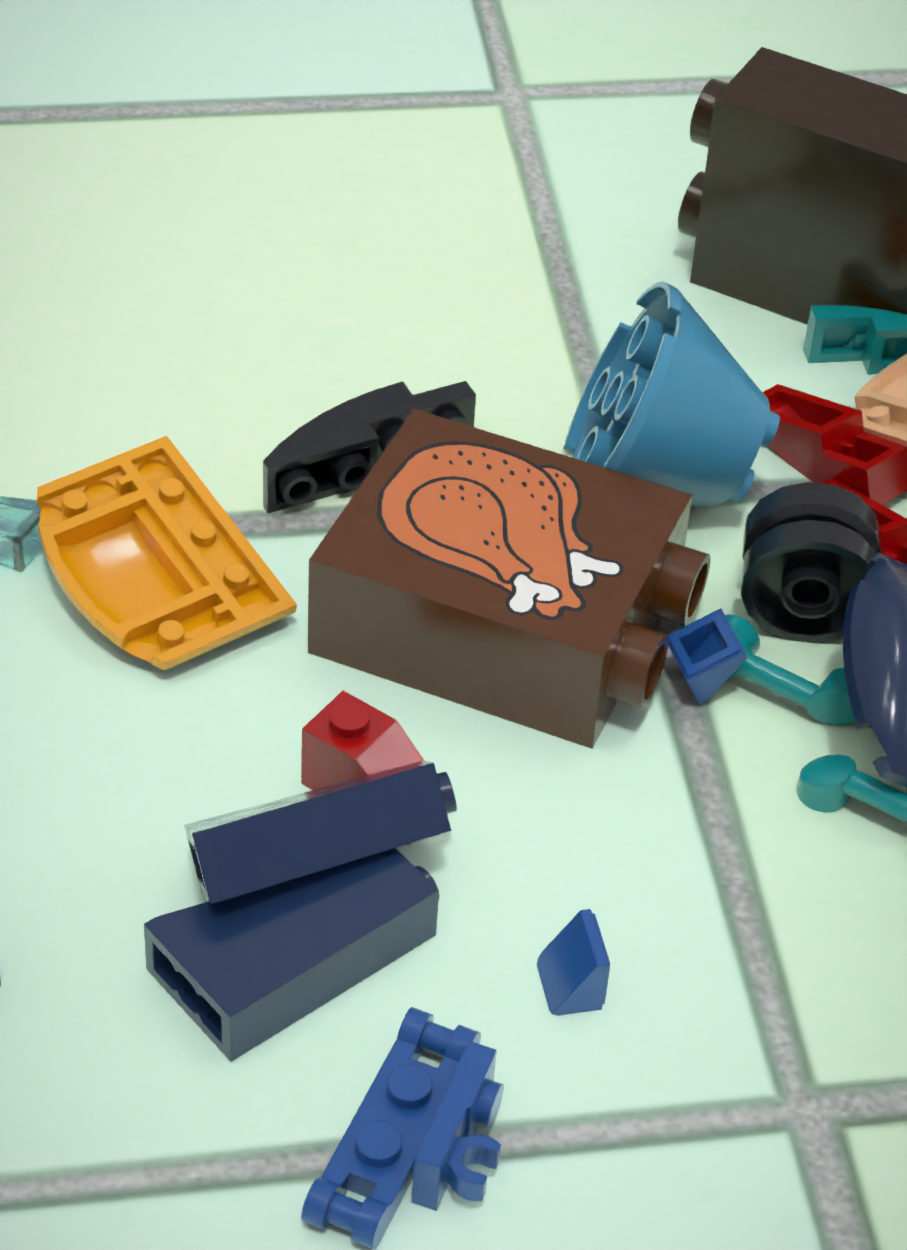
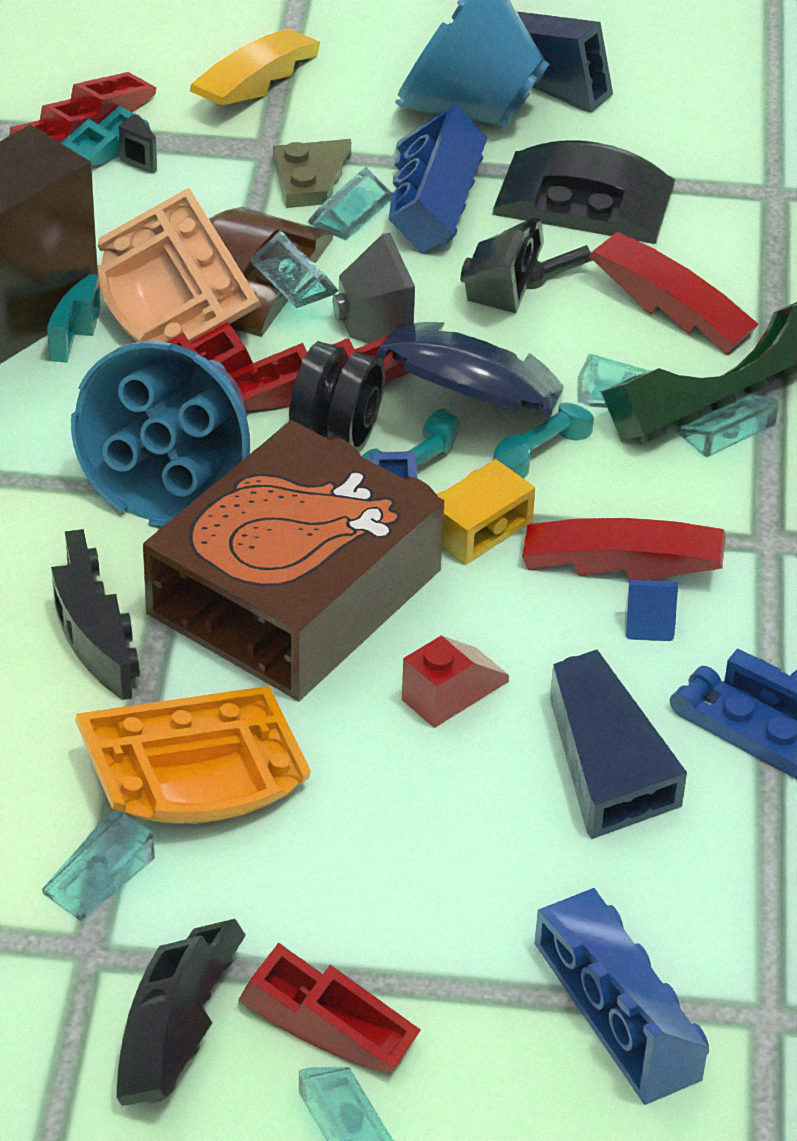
camera: 75 degrees left, 0 degrees up
(318, 829) = (532, 708): dark blue slope -> none
(688, 919) = (640, 546): none -> red slope
(692, 754) = (485, 510): none -> yellow brick

